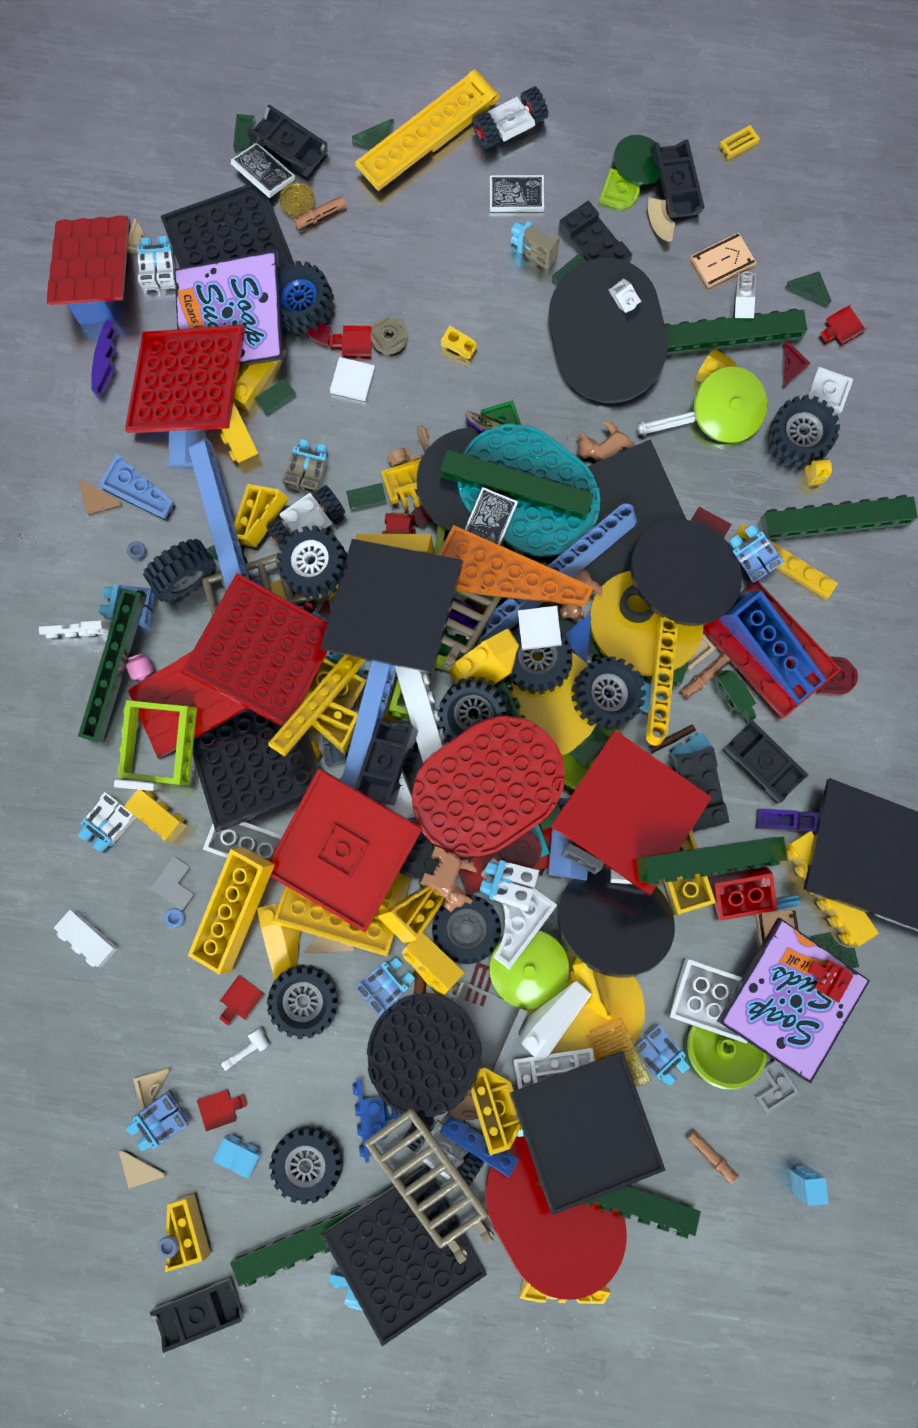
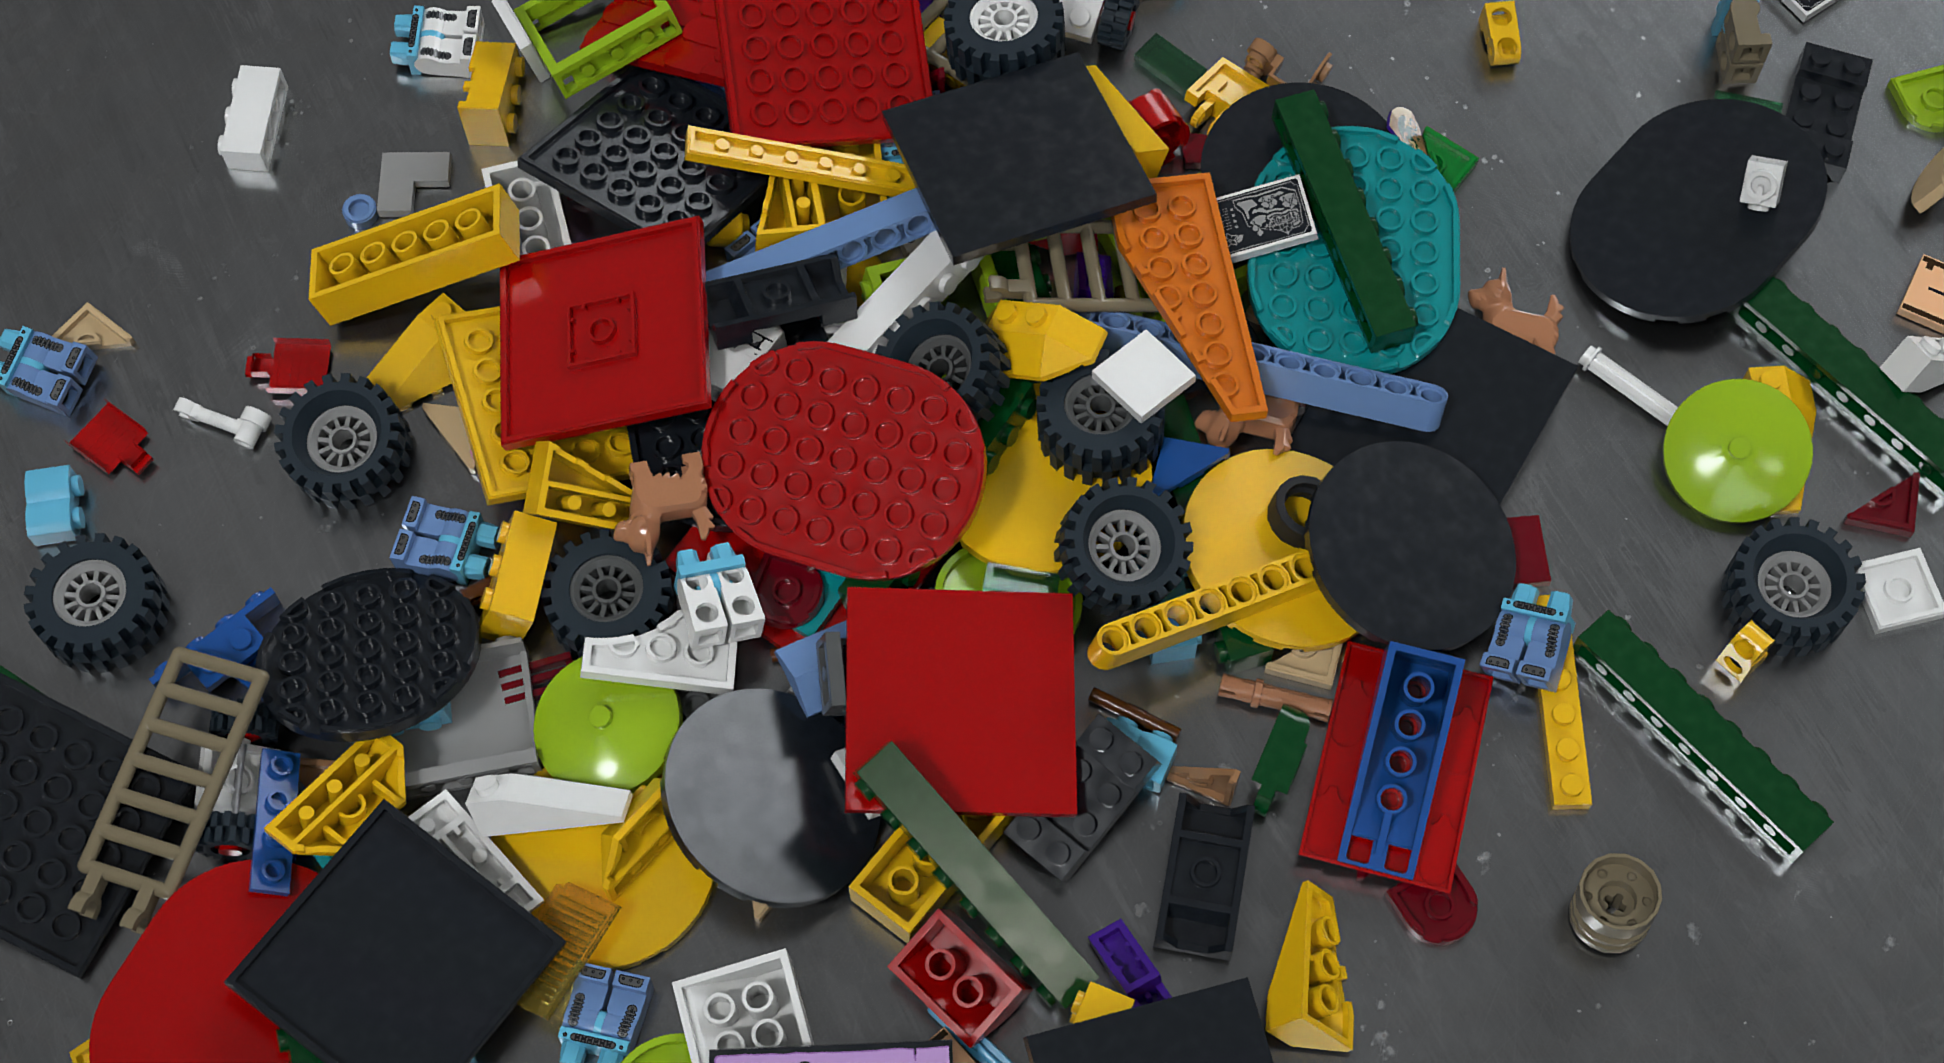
camera: 55 degrees right, 15 degrees down
(726, 730) = (1212, 783): none -> medium nougat tile
(842, 757) = (1306, 990): none -> yellow wedge
(893, 598) = (1617, 883): none -> dark tan wheel

